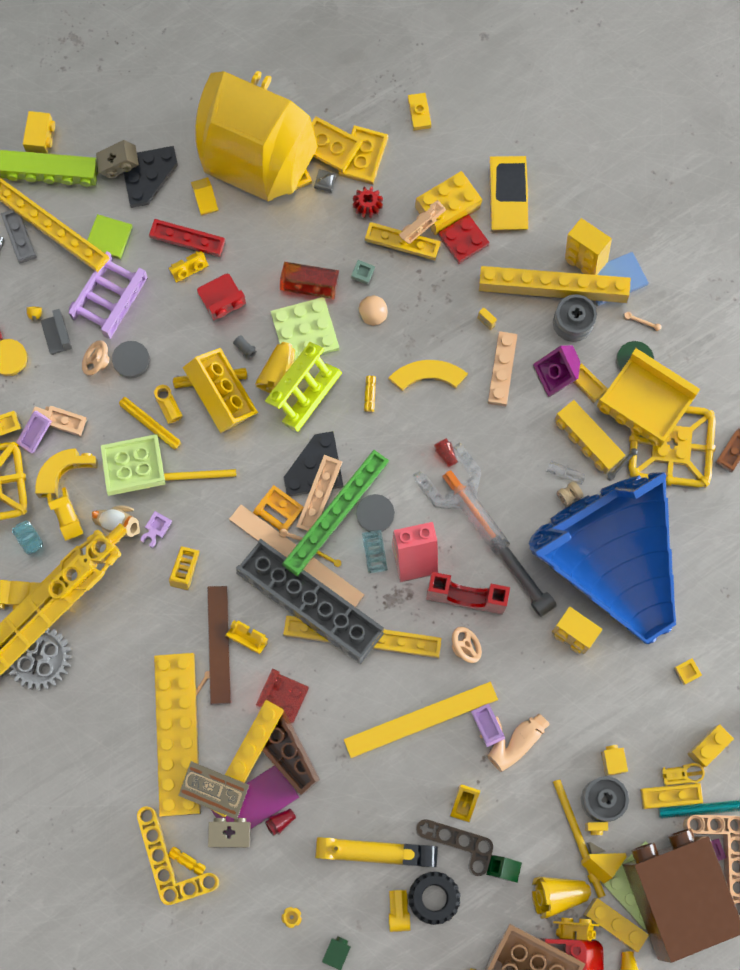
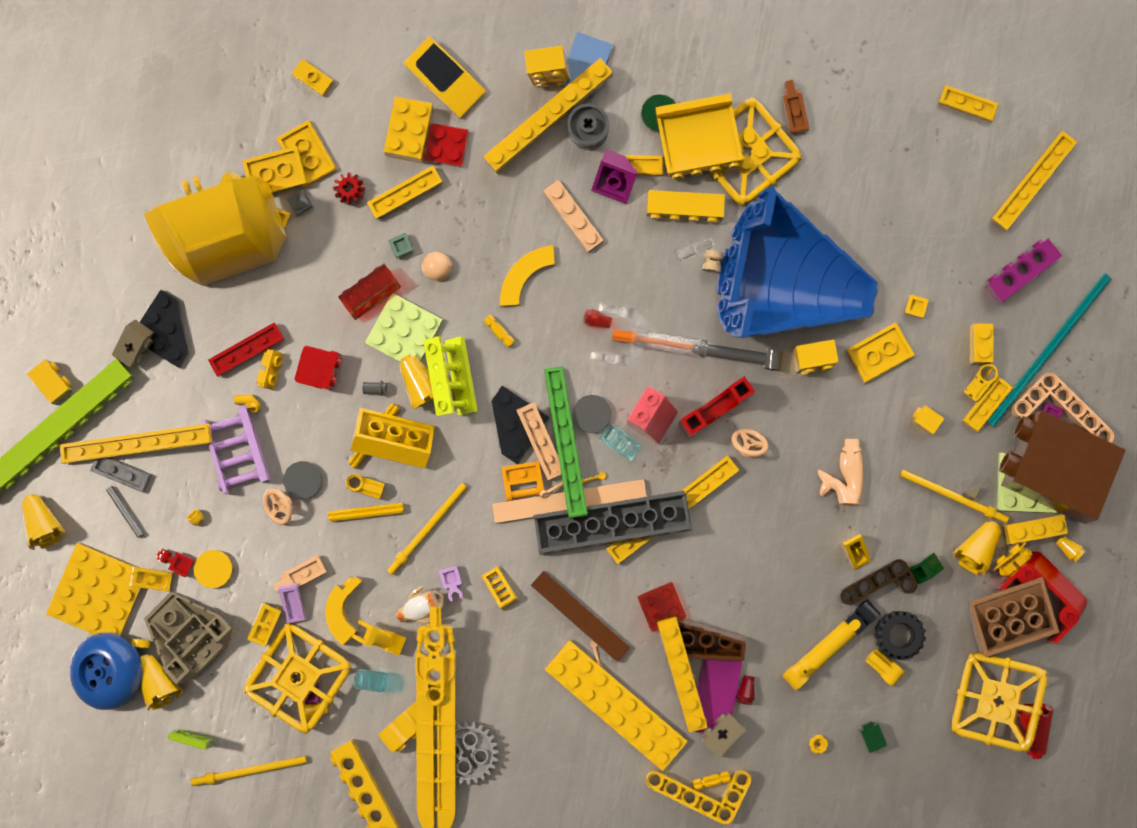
camera: 40 degrees left, 10 degrees up
(56, 333) = (228, 516): dark grey panel -> none
(110, 235) = (187, 405): lime tile -> none
(132, 465) = (388, 555): yellowish green plate -> none
(153, 272) = (249, 400): none -> yellow arm
(204, 196) = (223, 304): yellow slope -> none
(213, 790) = (683, 717): sticker -> none
(254, 641) = (588, 594): yellow hinge -> none
(420, 720) = (769, 525): yellow tile -> none
(422, 223) = (408, 164): light nougat hinge -> none
(487, 318) = (525, 190): yellow tile -> none
(488, 725) = (819, 483): lavender tile -> none
(596, 827) = (959, 478): yellow plate -> none
(603, 865) = (990, 499): yellow slope -> none
(611, 475) = (727, 217): dark grey hinge -> none
(616, 796) = (936, 457): dark grey wheel -> none
(627, 678) = (880, 352): none -> yellow tile
(628, 316) = (622, 84): light nougat hinge -> none

